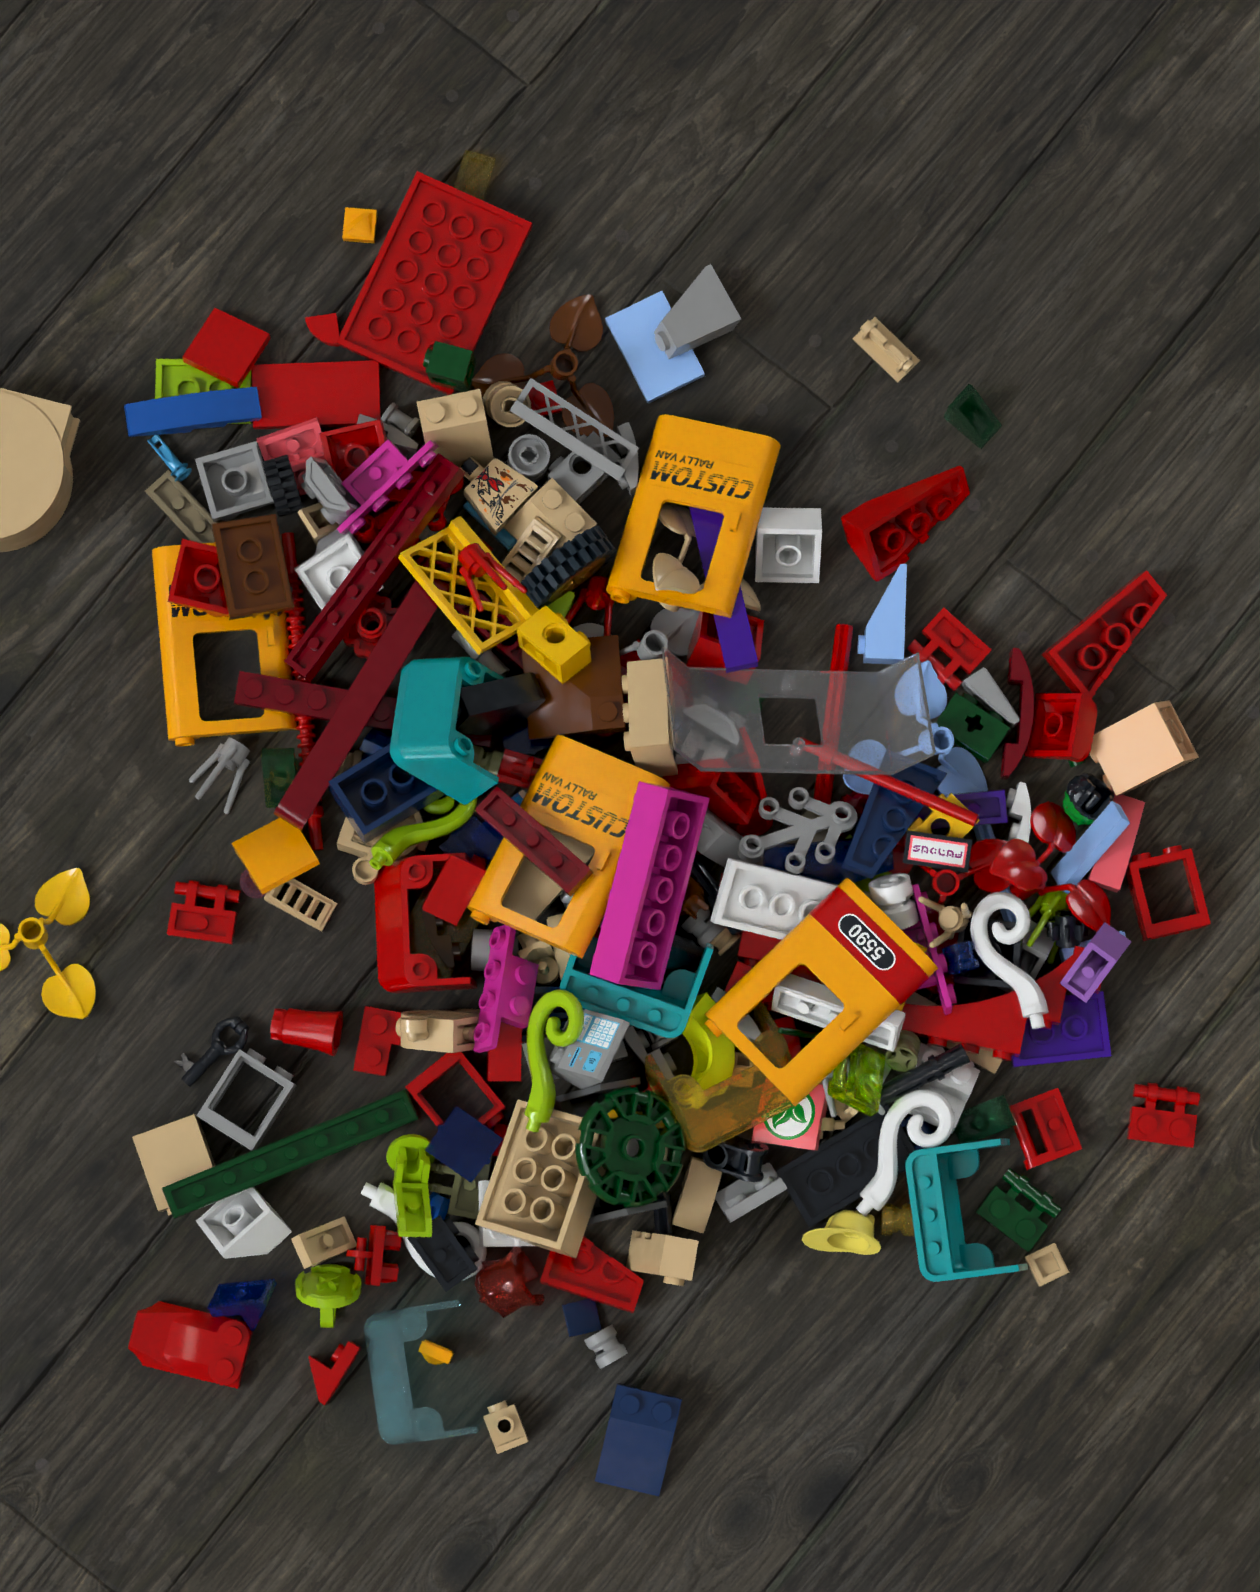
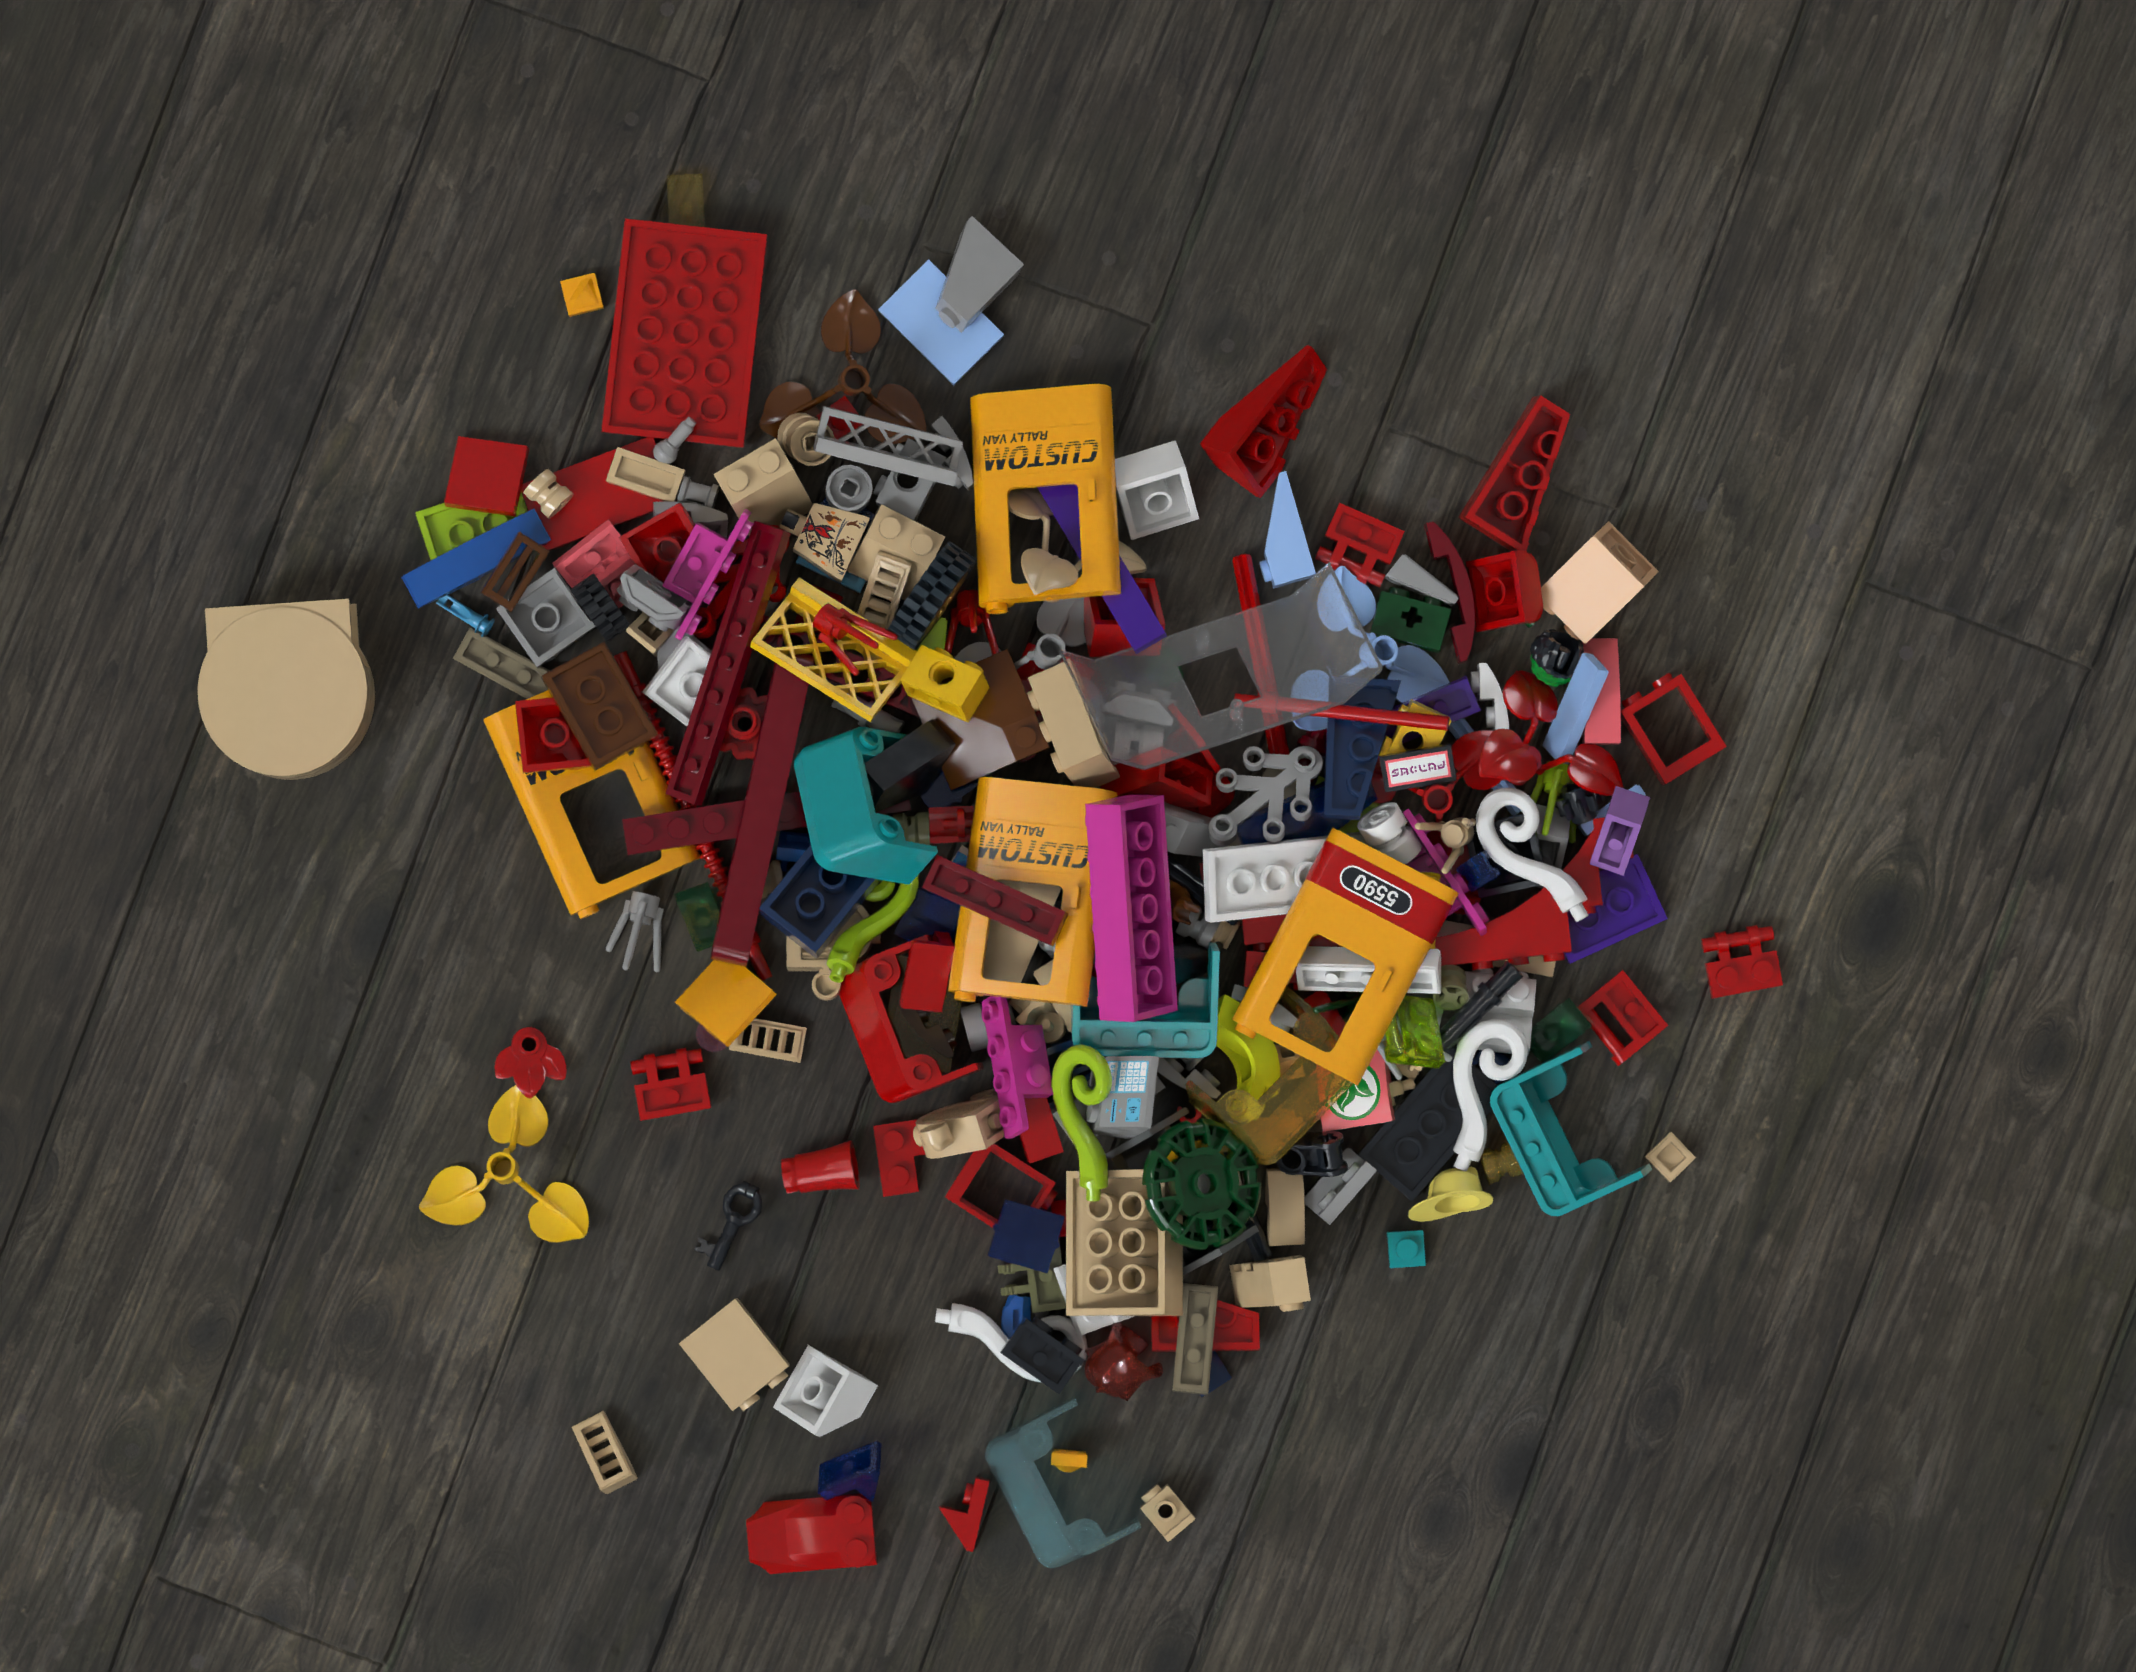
camera: 20 degrees left, 5 degrees up
(38, 1239) = (617, 1481): none -> tan slope
(90, 857) = (530, 1067): none -> red plate
(199, 449) = (504, 561): none -> reddish brown tile
(229, 1128) = (776, 1300): light grey window -> none
(272, 377) = (548, 493): none -> tan wheel
(289, 1153) = (848, 1306): dark green tile -> none
(324, 328) = (583, 419): red tile -> none
(324, 1242) = (915, 1385): tan slope -> none
(328, 1288) = (936, 1432): lime tile -> none
(360, 390) = (645, 475): none -> tan tile
(379, 1240) = (978, 1395): red hips -> none
(386, 375) = (667, 450): none -> light grey piece
(410, 1184) = (984, 1296): lime piece -> none
(450, 366) = (733, 421): dark green brick -> none
(580, 1283) = (1195, 1339): none -> dark tan tile
(606, 1346) = (1242, 1394): light grey wheel -> none
(638, 1439) = (1307, 1478): dark blue slope -> none
(790, 1267) = (1406, 1249): none -> teal plate
(886, 349) = (1187, 243): tan hinge -> none
(972, 417) = (1304, 287): clear green slope -> none
(1012, 1218) = (1620, 1121): dark green plate -> none

